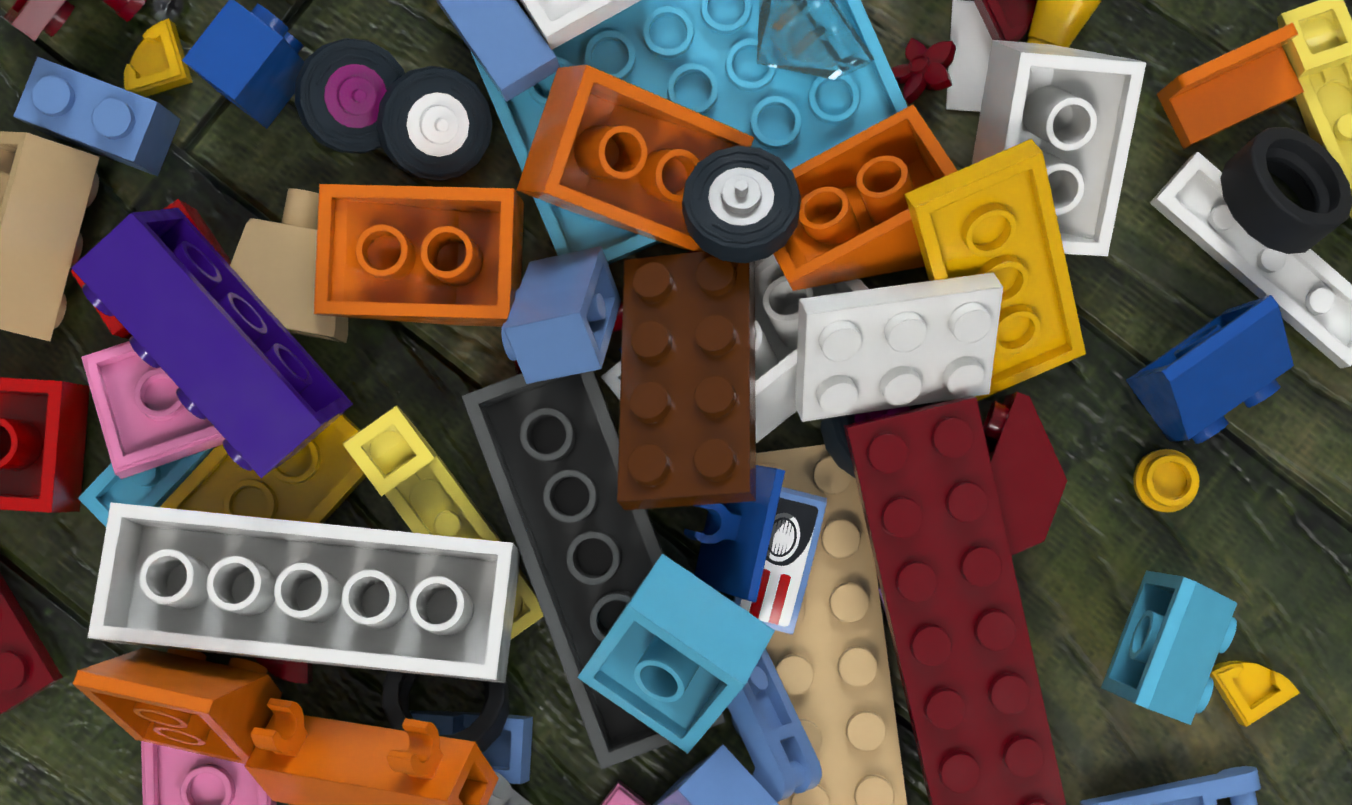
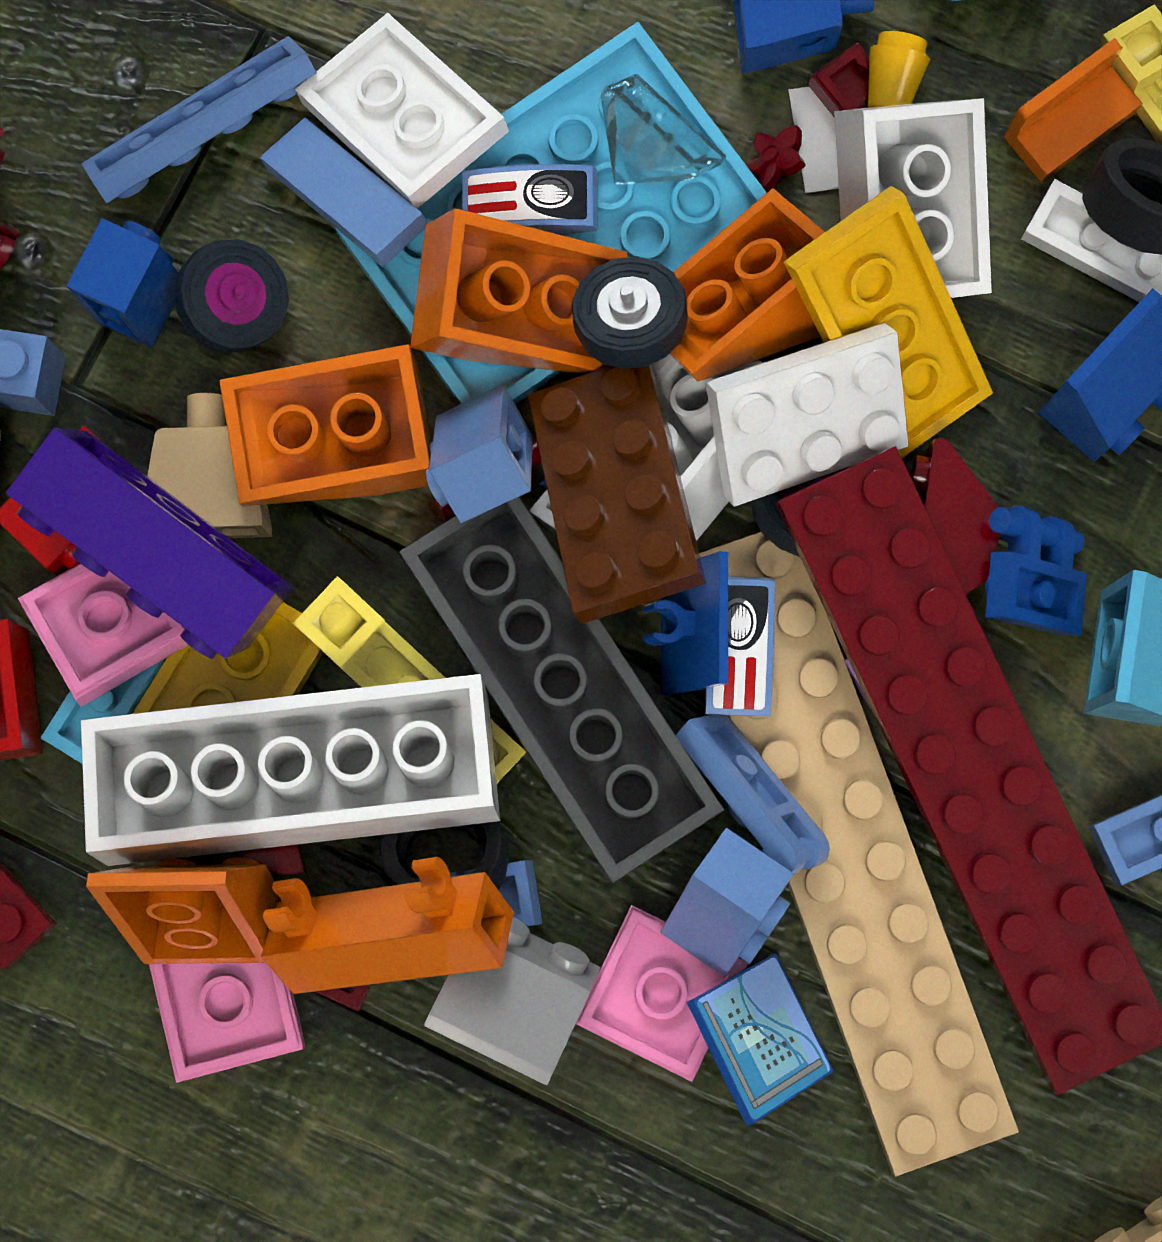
camera: 10 degrees left, 5 degrees down
(157, 62) = (34, 304): yellow tile -> none
(434, 123) = (316, 305): black wheel -> none
(671, 62) = (536, 196): none -> slope
(677, 654) = (661, 749): medium azure slope -> none
(1087, 554) = (1030, 590): none -> blue plate
(1166, 480) = (1099, 498): yellow plate -> none

